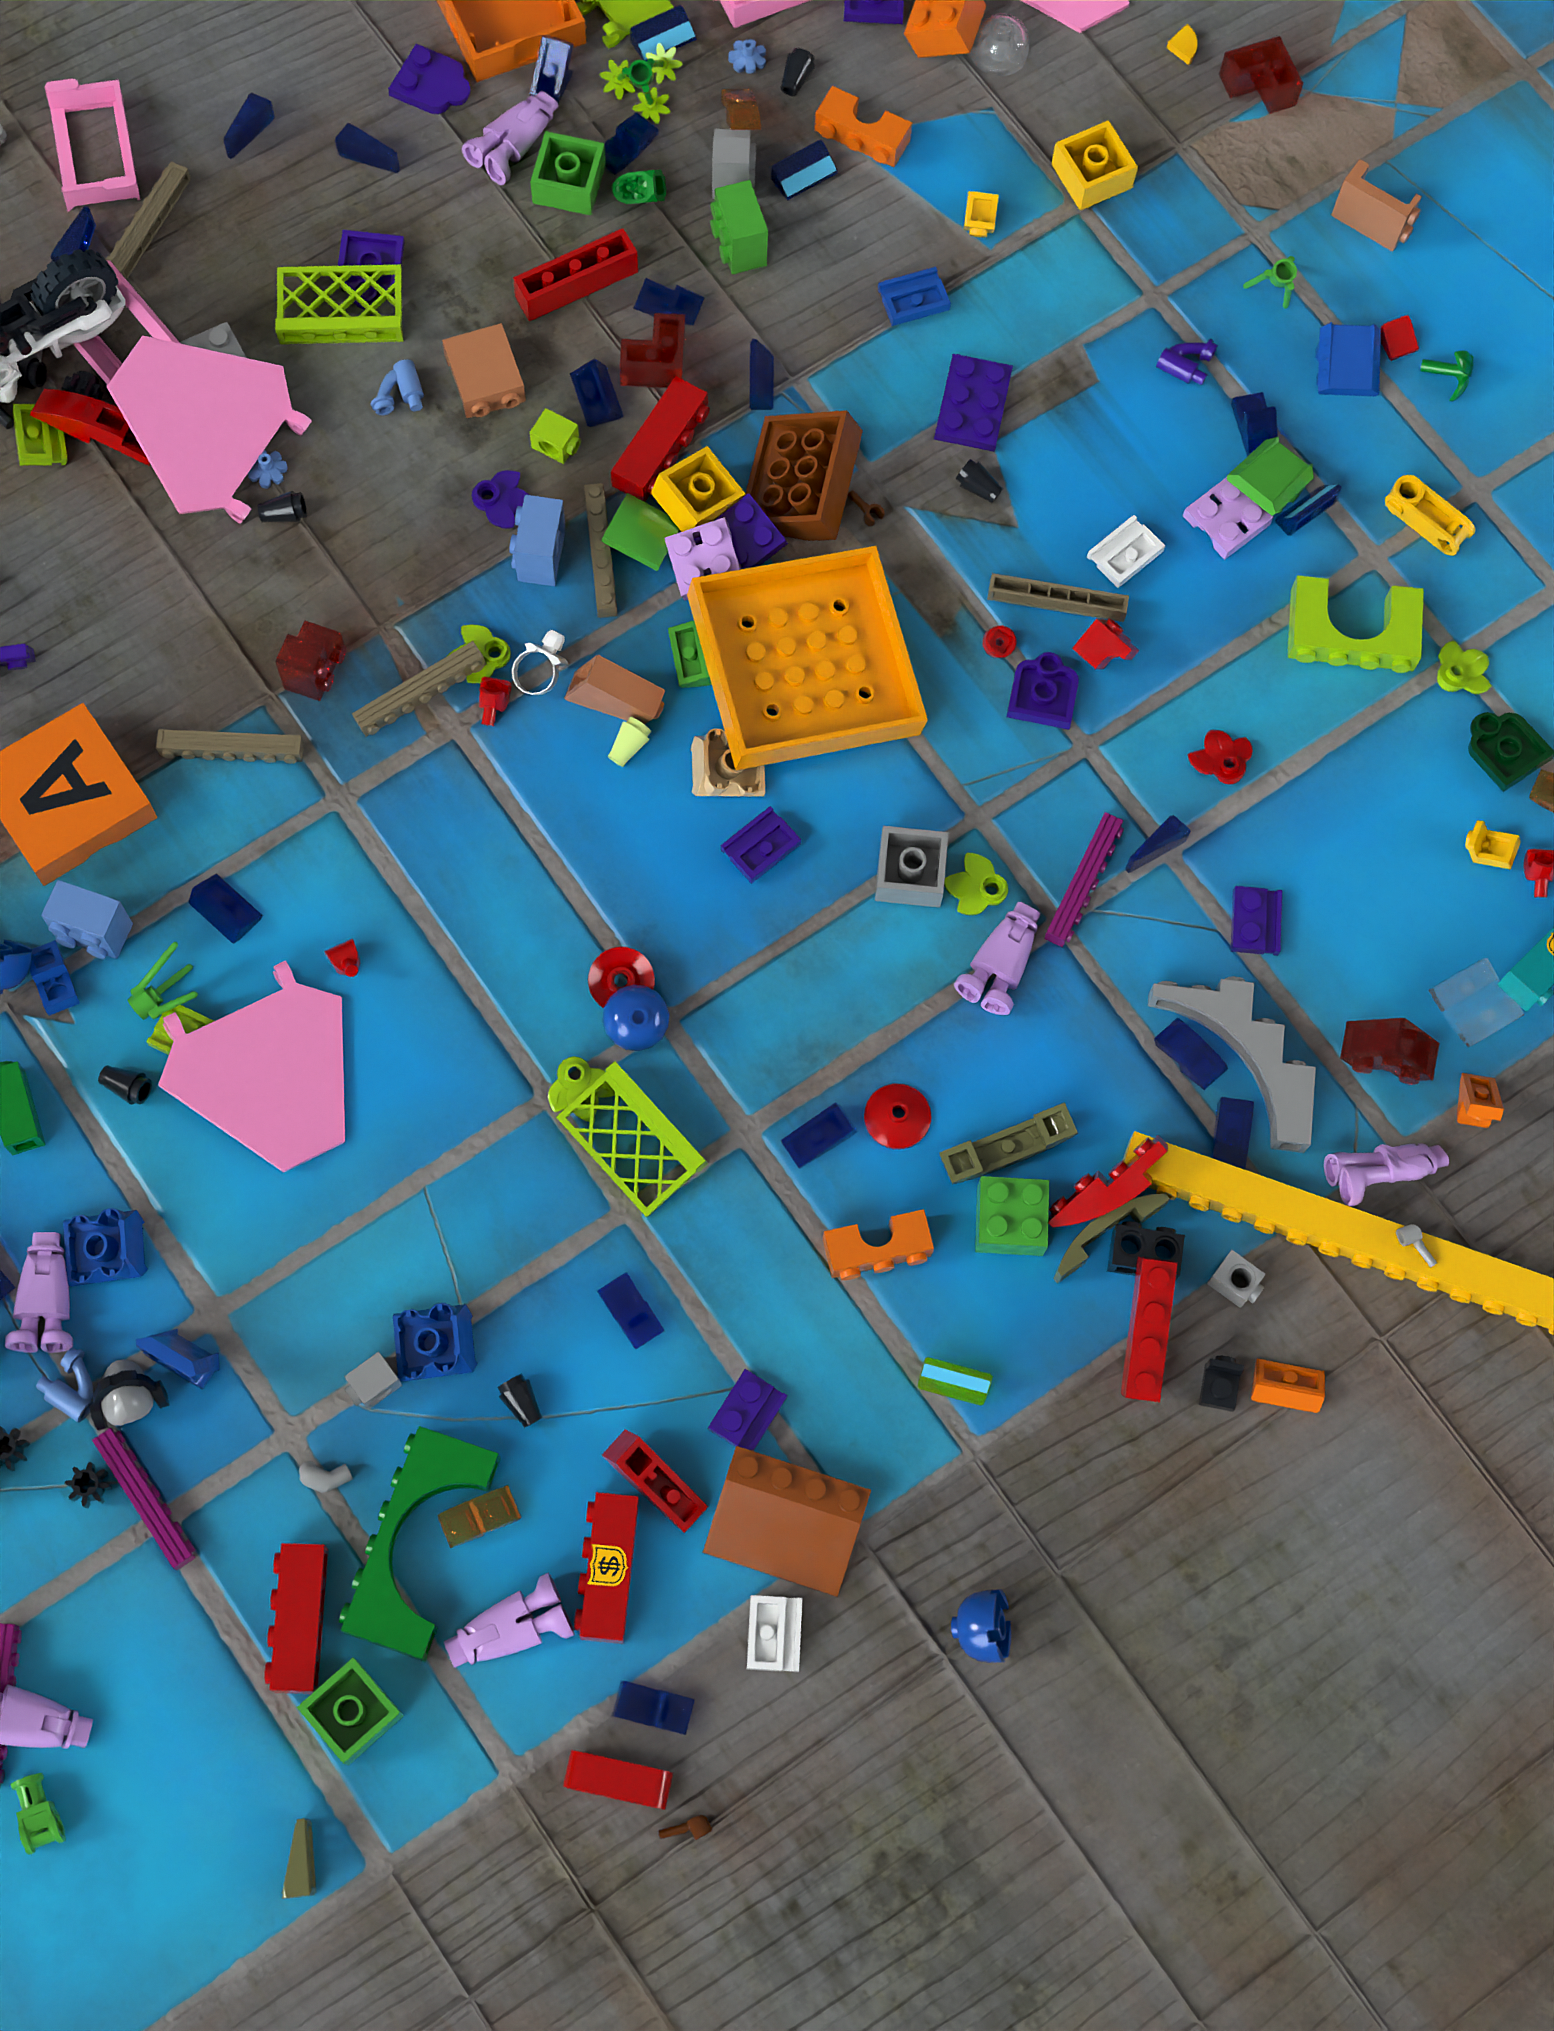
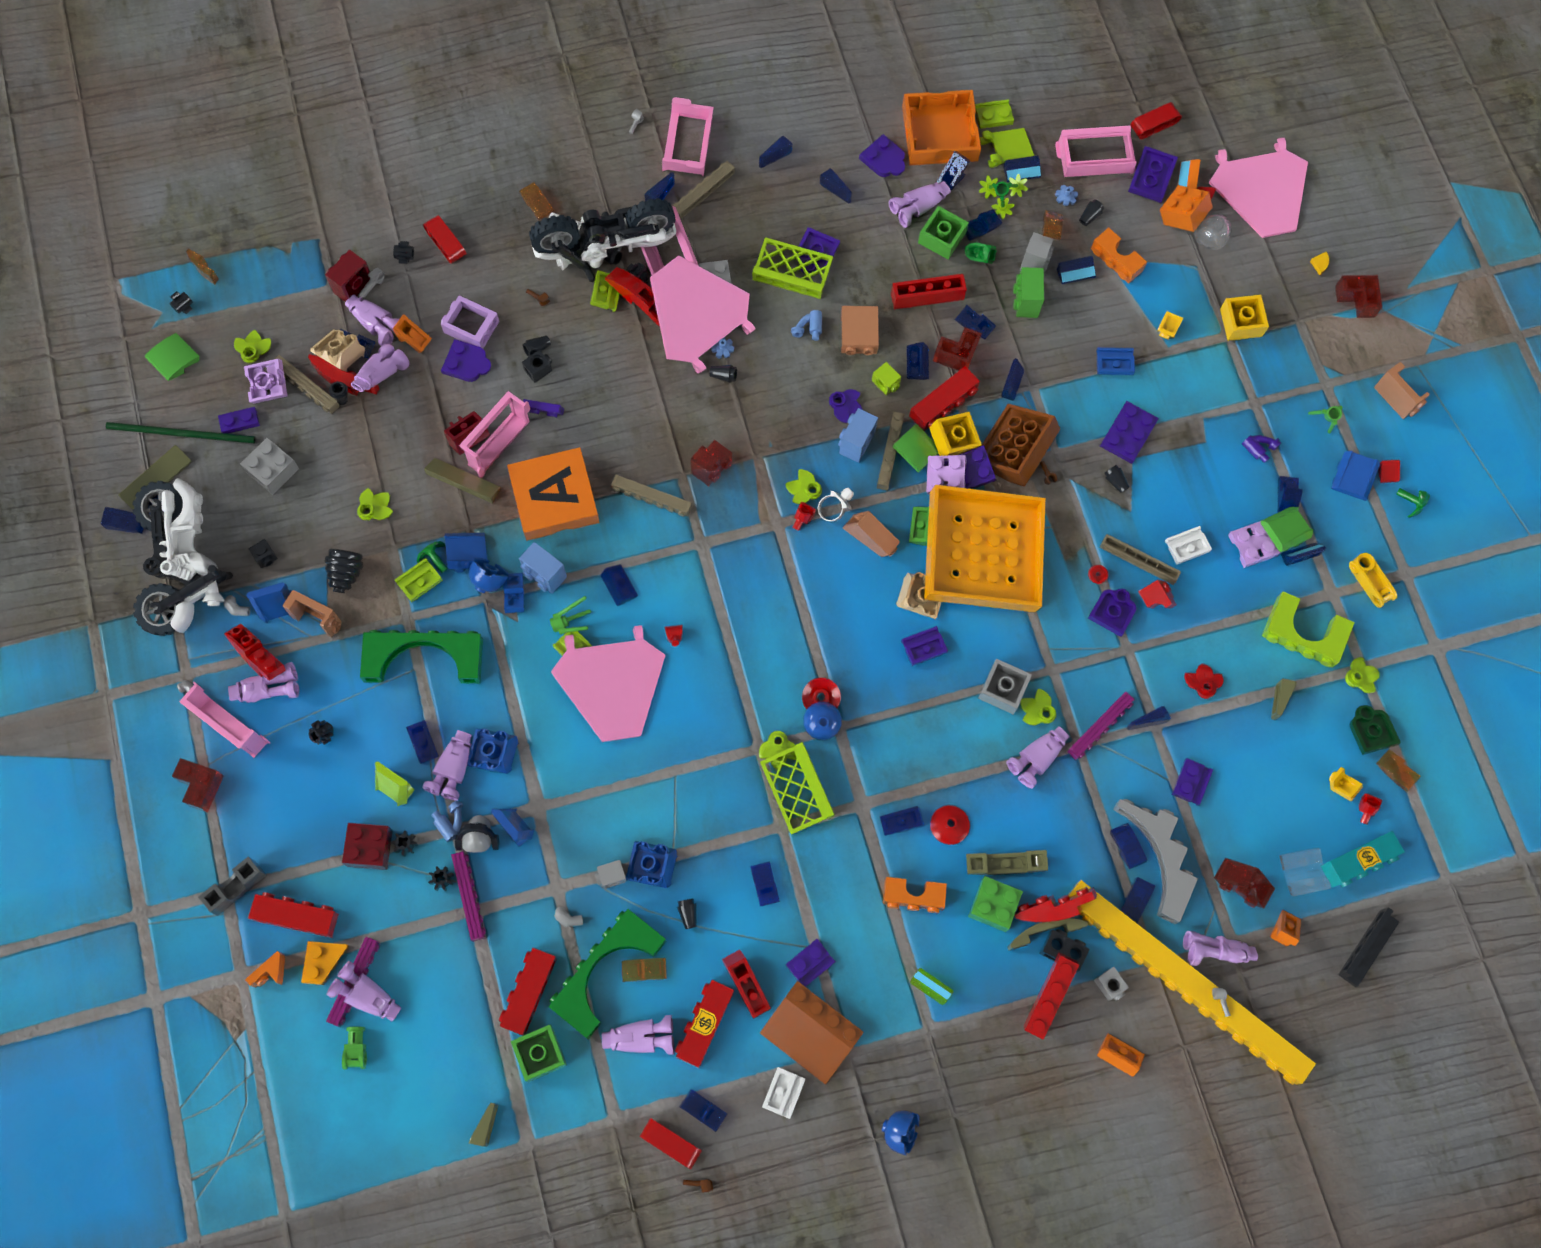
camera: 20 degrees right, 0 degrees up
(127, 1084) = (534, 665): black cone -> none
(419, 689) = (764, 497): dark tan piece -> none
(629, 741) = (870, 563): yellowish green cone -> none
(1221, 1383) = (1082, 1040): black bracket -> none
(1350, 739) = (1283, 692): none -> olive slope

